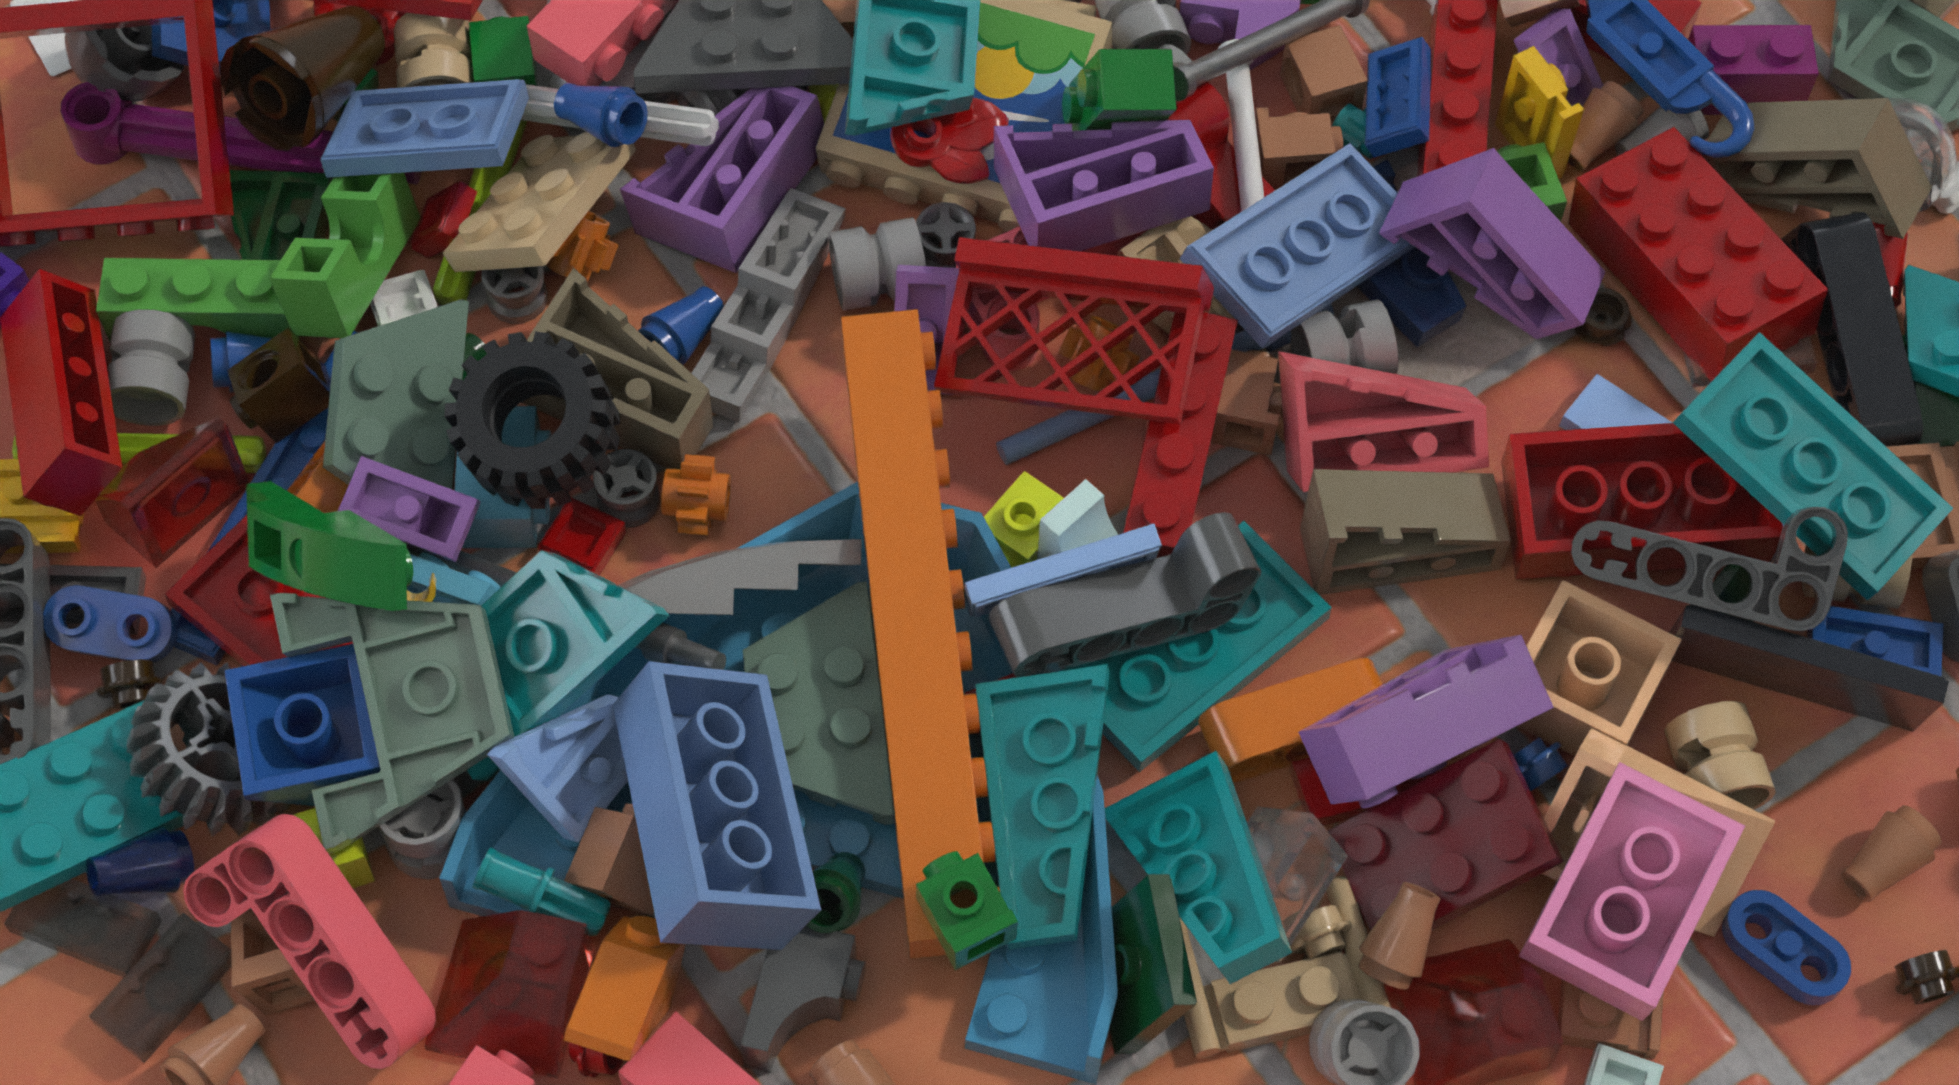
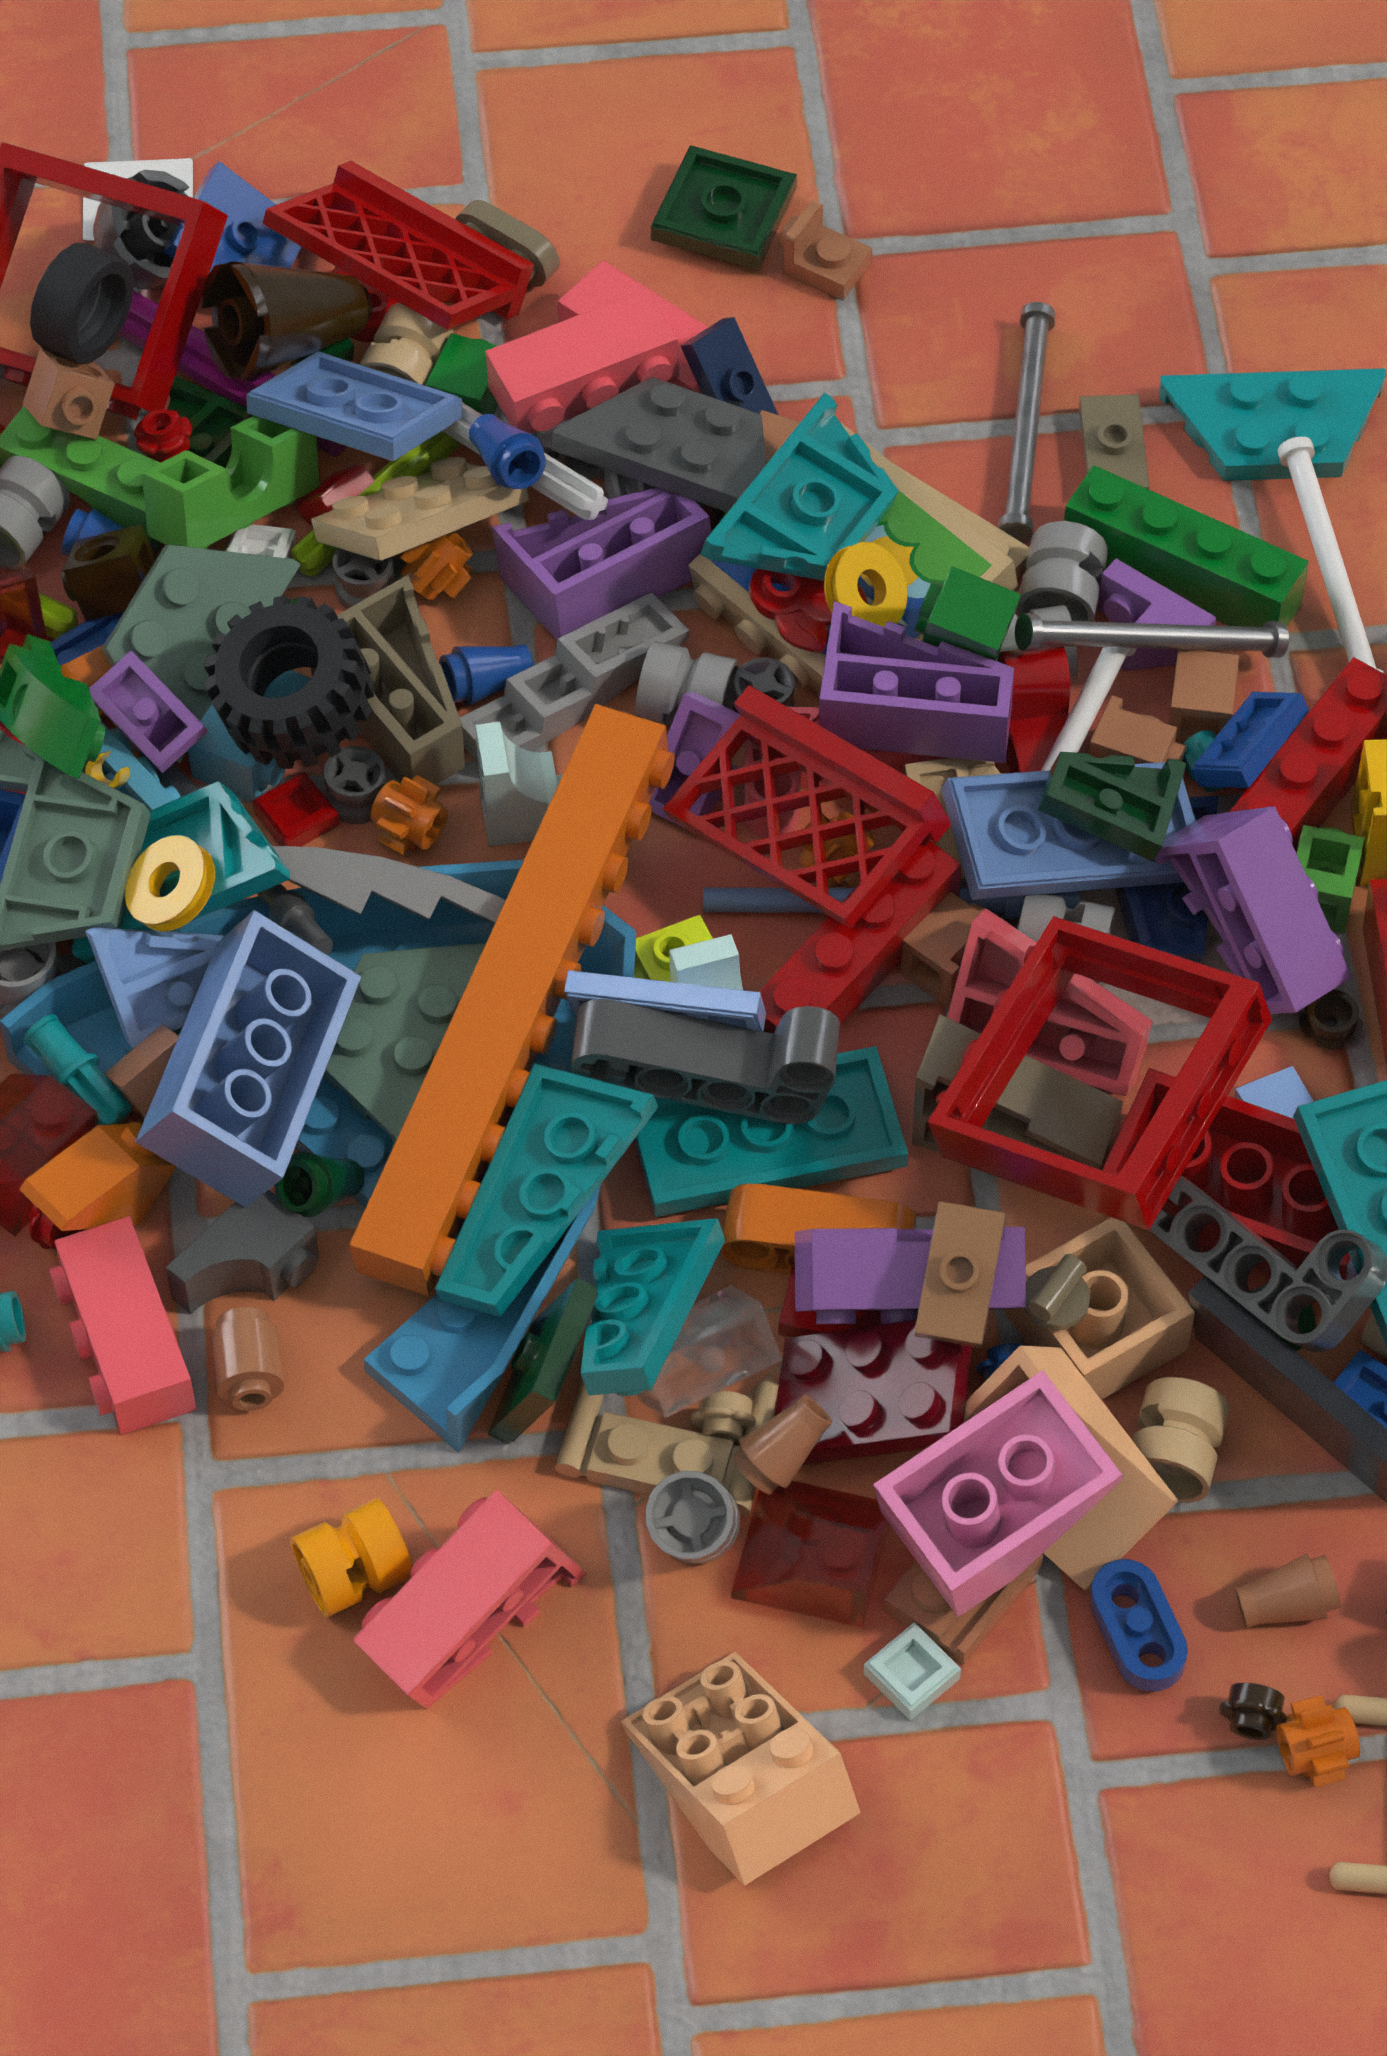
camera: 30 degrees right, 5 degrees down
(122, 137) = (81, 303): none -> black tyre
(149, 231) = (68, 395): none -> nougat brick
(252, 232) = (163, 434): none -> red plate
(576, 675) = (189, 895): none -> yellow piece
(784, 427) = (513, 786): none -> light aqua arch
(965, 931) = (410, 1251): green brick -> none
(1012, 82) = (881, 569): none -> yellow piece
(1335, 201) = (1114, 799): none -> dark green wing
(1485, 350) = (1183, 1117): none -> red window
(1491, 706) = (960, 1274): none -> medium nougat plate
(1570, 680) = (1058, 1294): none -> dark tan plate

